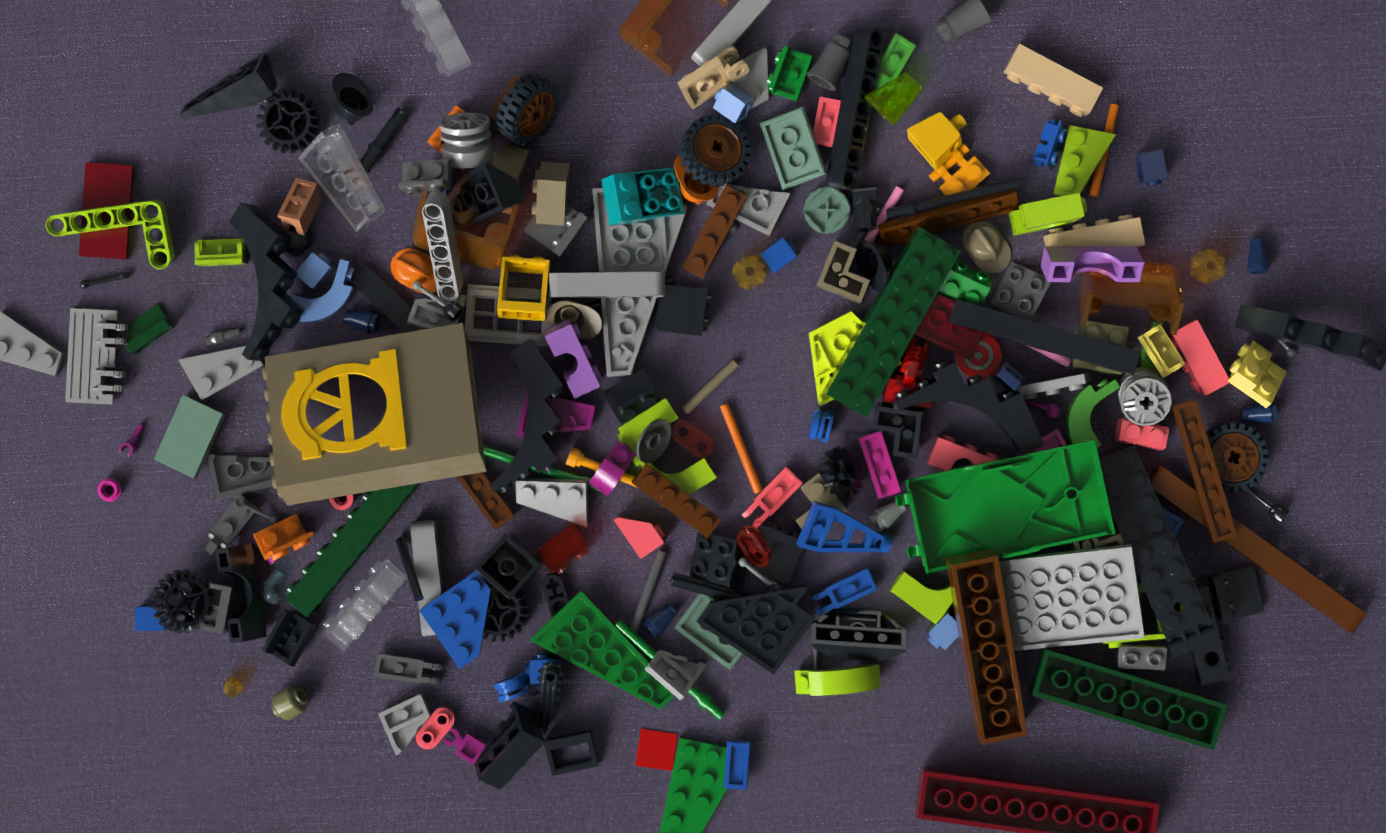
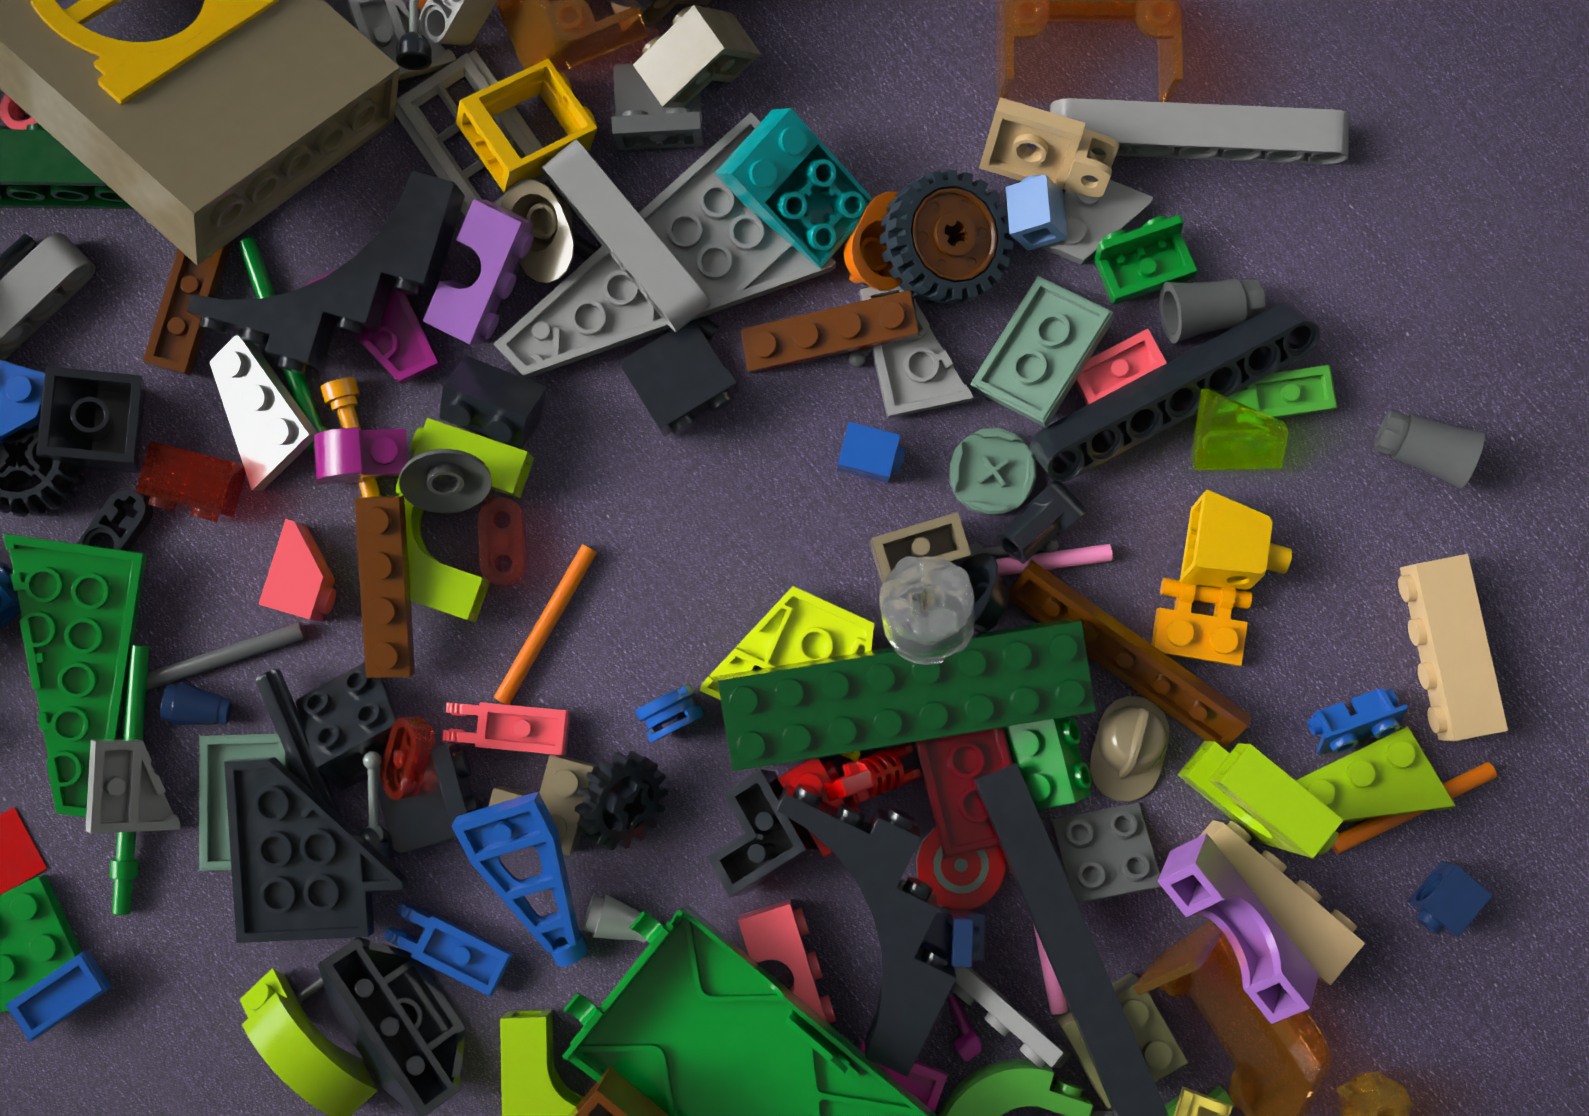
camera: 50 degrees right, 5 degrees down
(710, 386) = (599, 507): dark tan bar -> none
(749, 281) = (808, 445): clear yellow brick -> none
(867, 273) = (931, 586): none -> clear brick
(879, 465) = (680, 848): dark pink hinge -> none
(910, 208) = (1094, 589): black bar -> none

